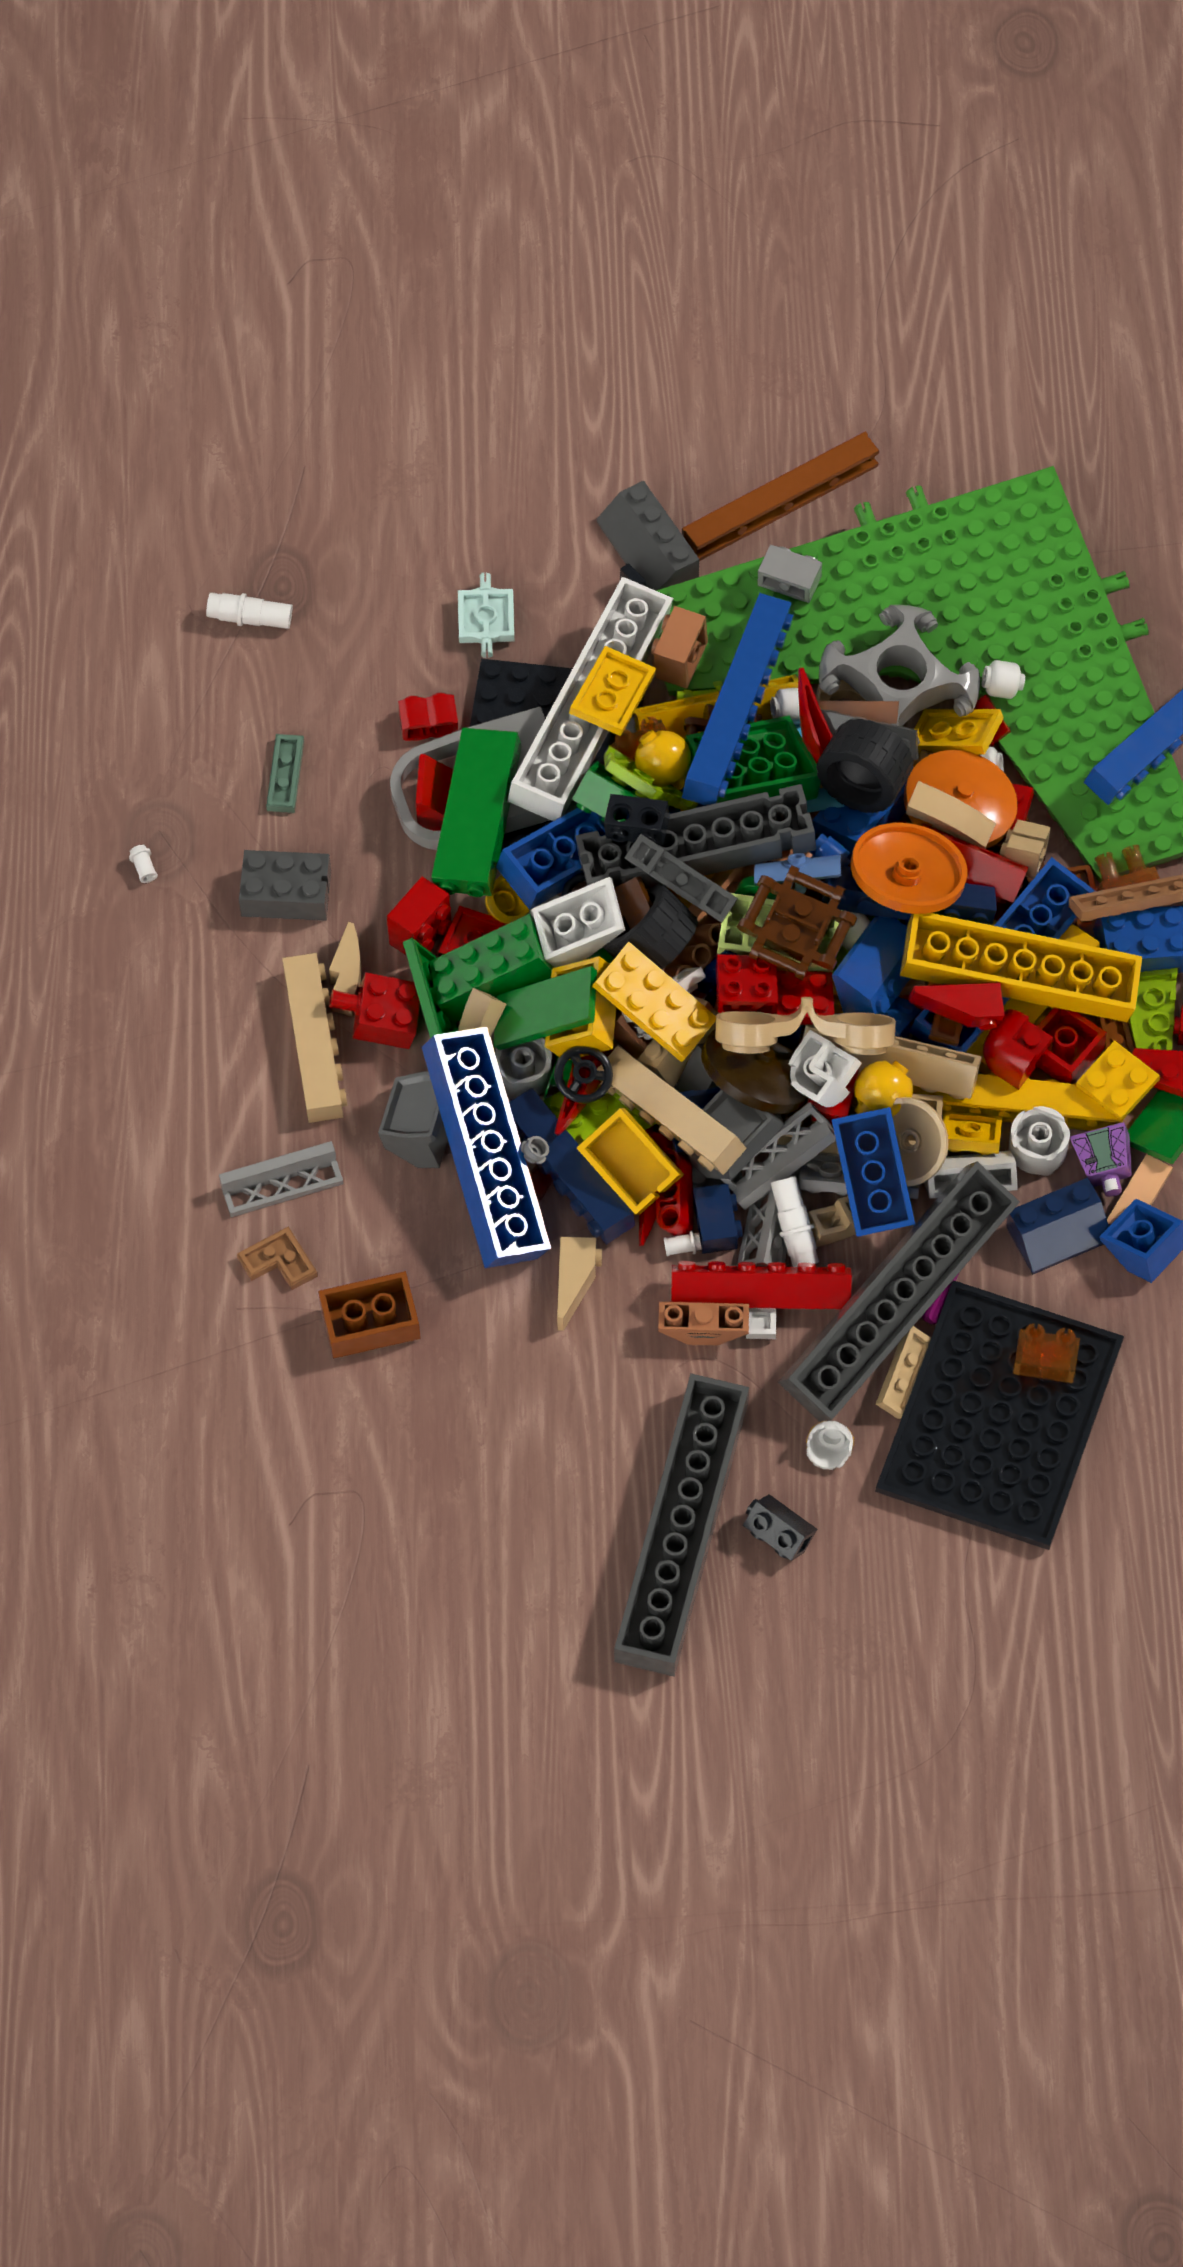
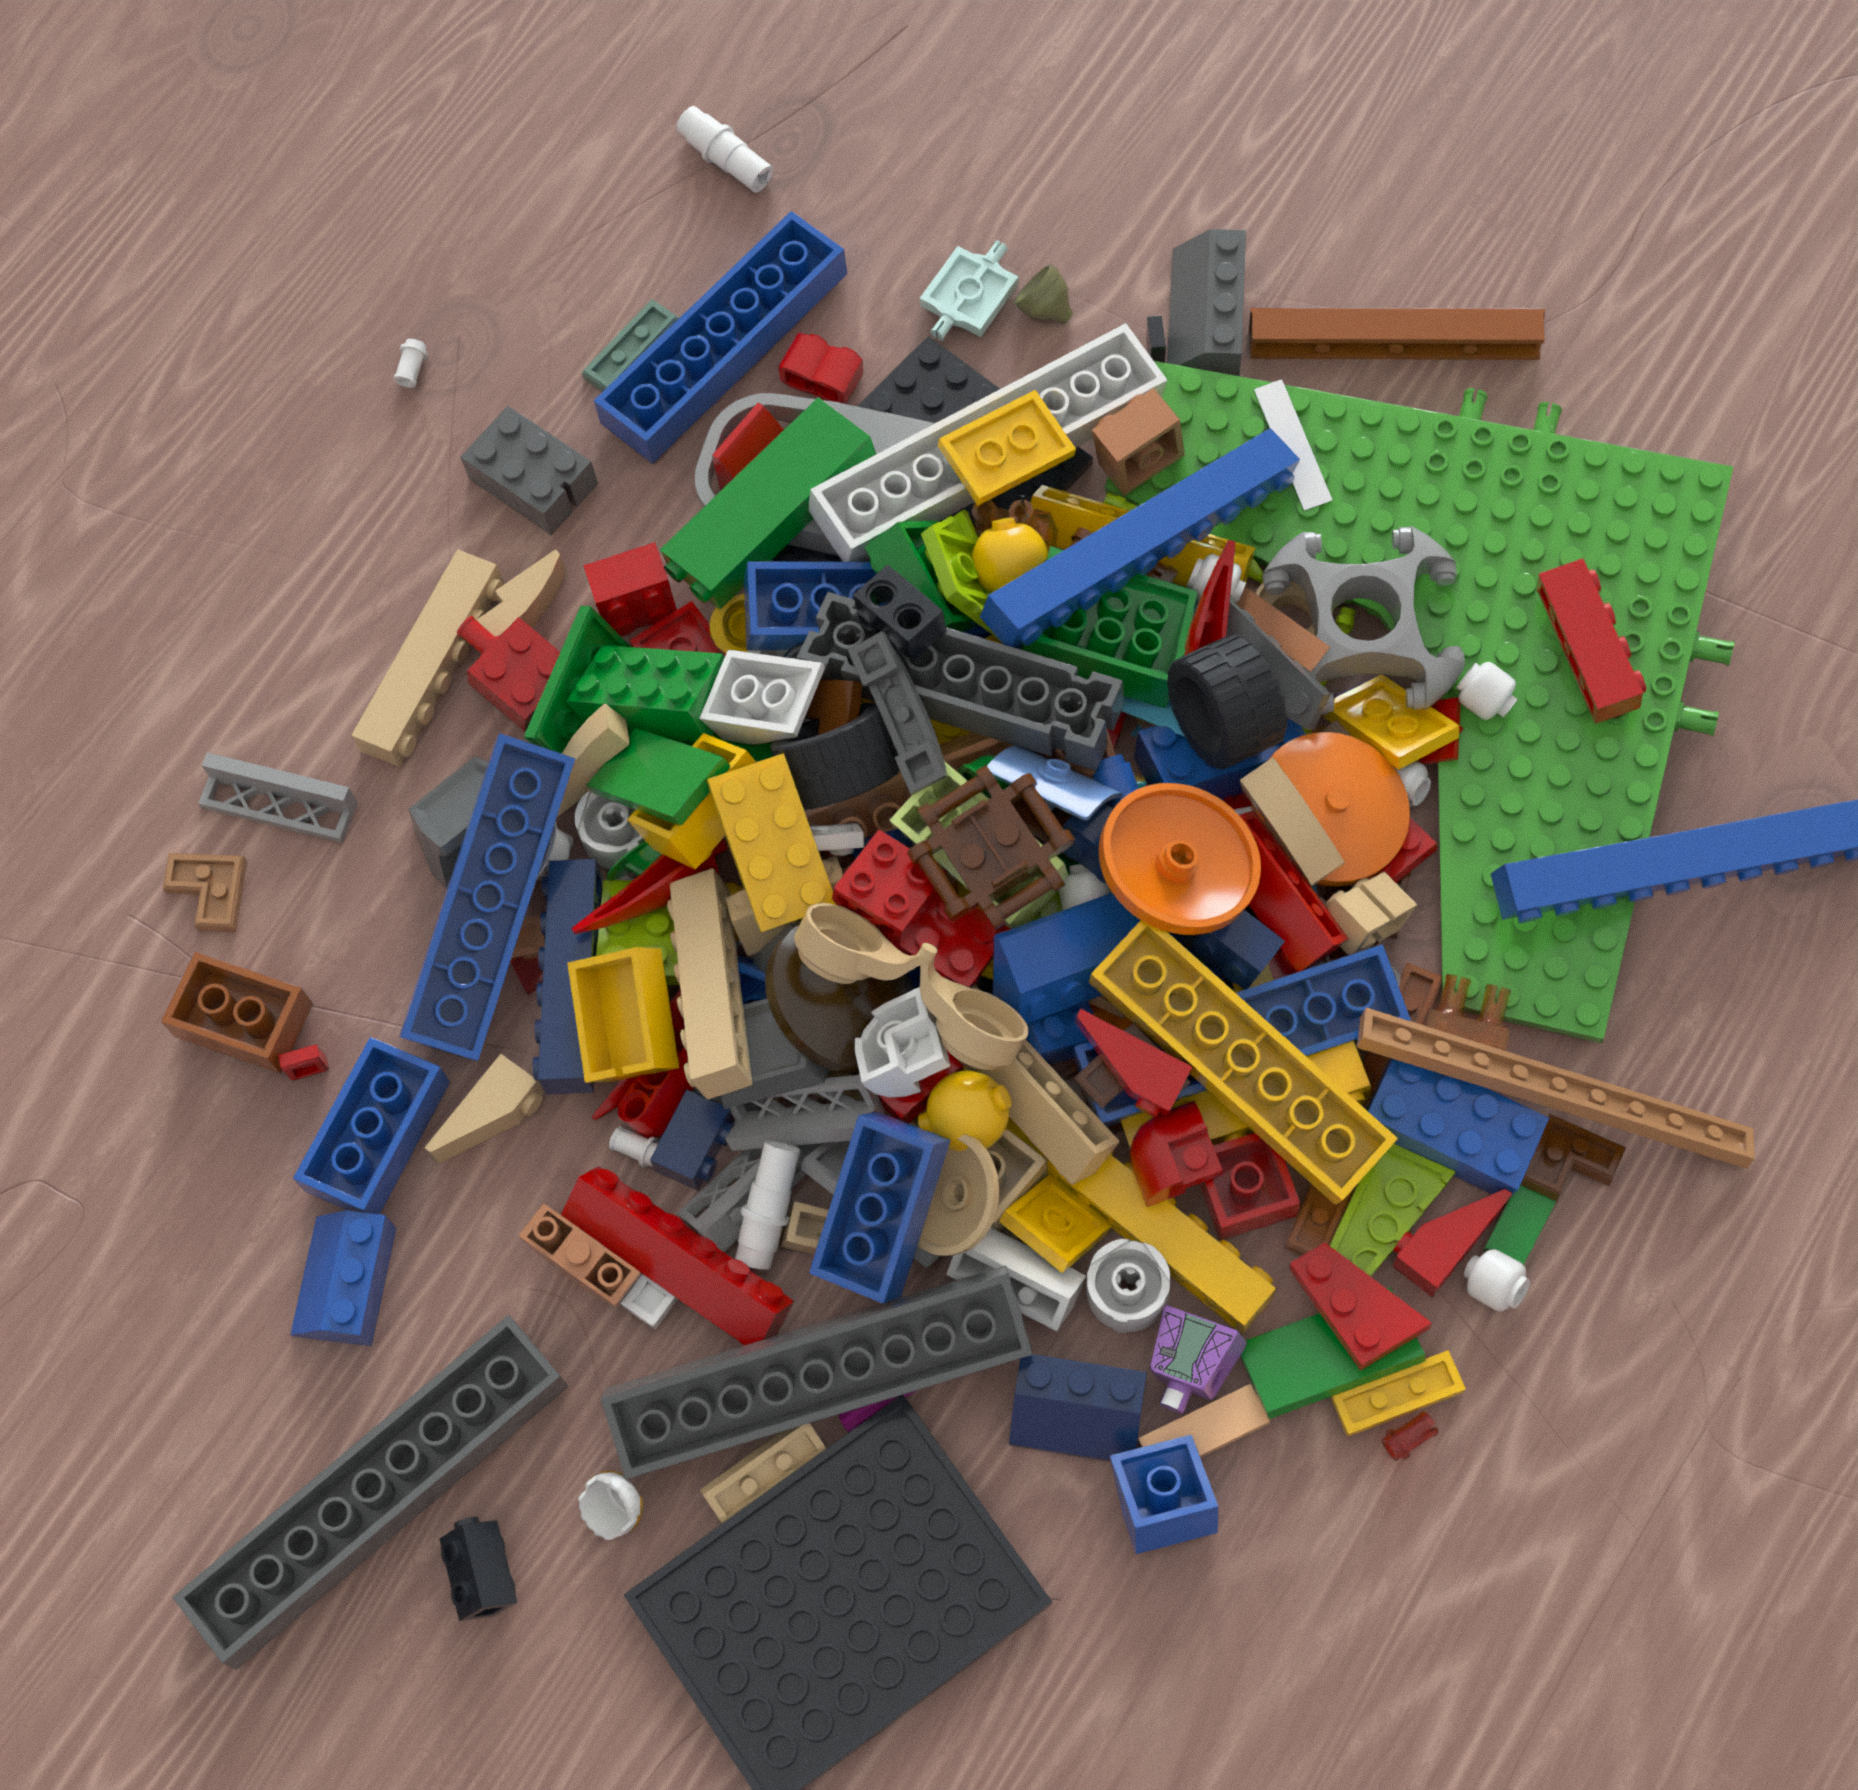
camera: 40 degrees right, 5 degrees up
(348, 731) = (721, 337): none -> blue brick
(433, 1320) = (303, 1062): none -> red tile
(513, 1329) = (372, 1128): none -> blue brick
(535, 1149) = (544, 935): light grey plate -> none
(539, 591) = (1045, 296): none -> olive helmet
(560, 1425) = (344, 1278): none -> blue slope
(605, 1076) = (634, 872): black piece -> none
(748, 582) = (1285, 423): none -> white sticker
(790, 573) = (1326, 424): light grey brick -> none
(1044, 614) = (1590, 640): none -> red brick
(1046, 1354) = (934, 1566): clear orange brick -> none
(1118, 1080) = (1270, 1273): yellow plate -> none

